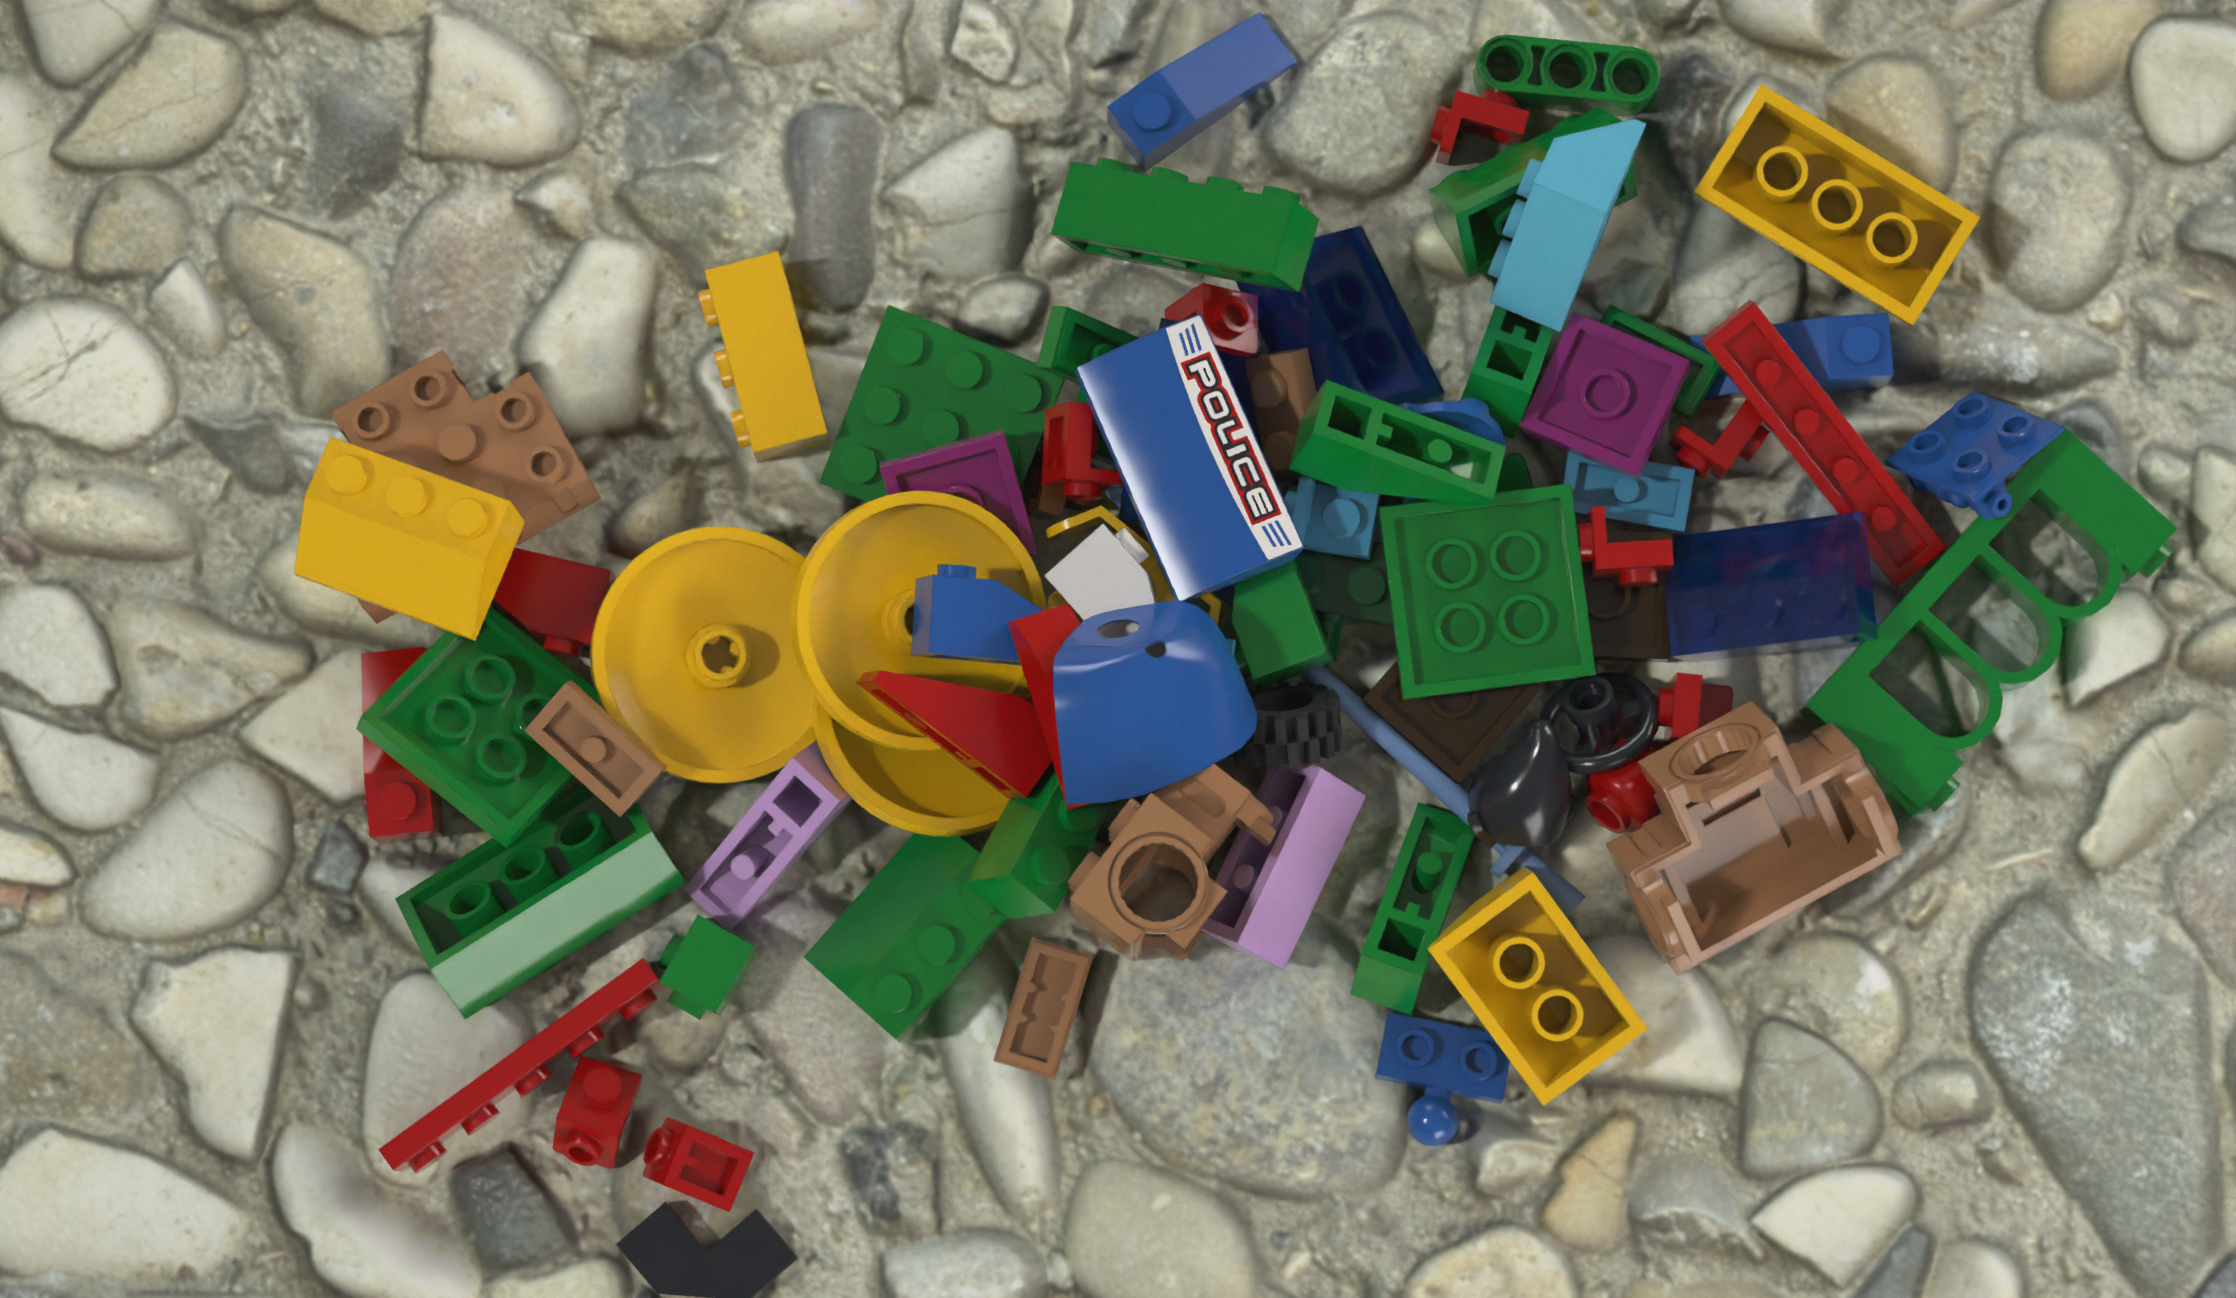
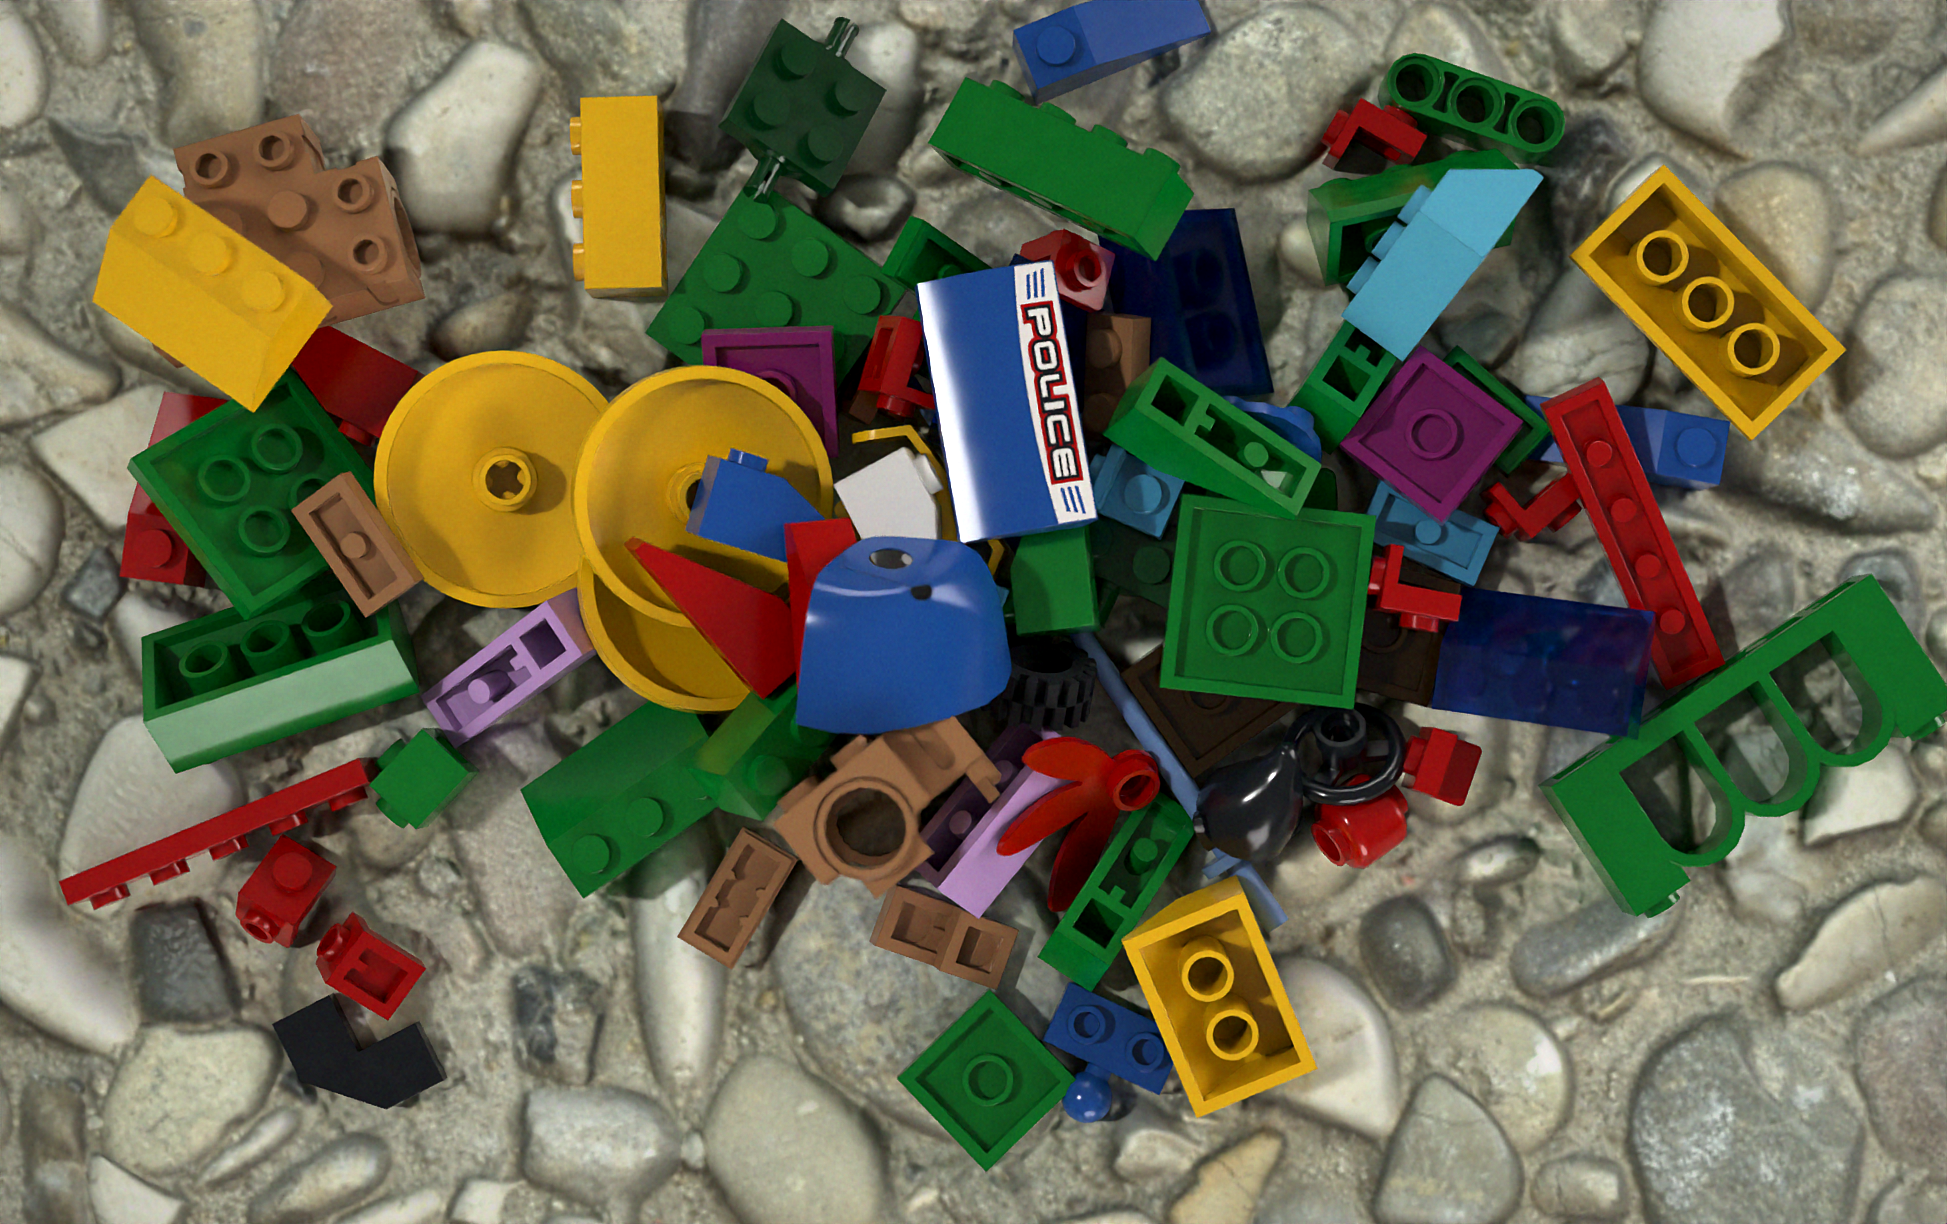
camera: 10 degrees right, 5 degrees up
(921, 230) = (802, 109): none -> dark green plate
(1253, 998) = (943, 936): none -> medium nougat slope
(1331, 1126) = (987, 1079): none -> green plate
(1371, 821) = (1095, 798): none -> red plant
(1748, 832) = (1464, 899): medium nougat piece -> none
(1972, 451) = (1778, 579): blue hinge -> none

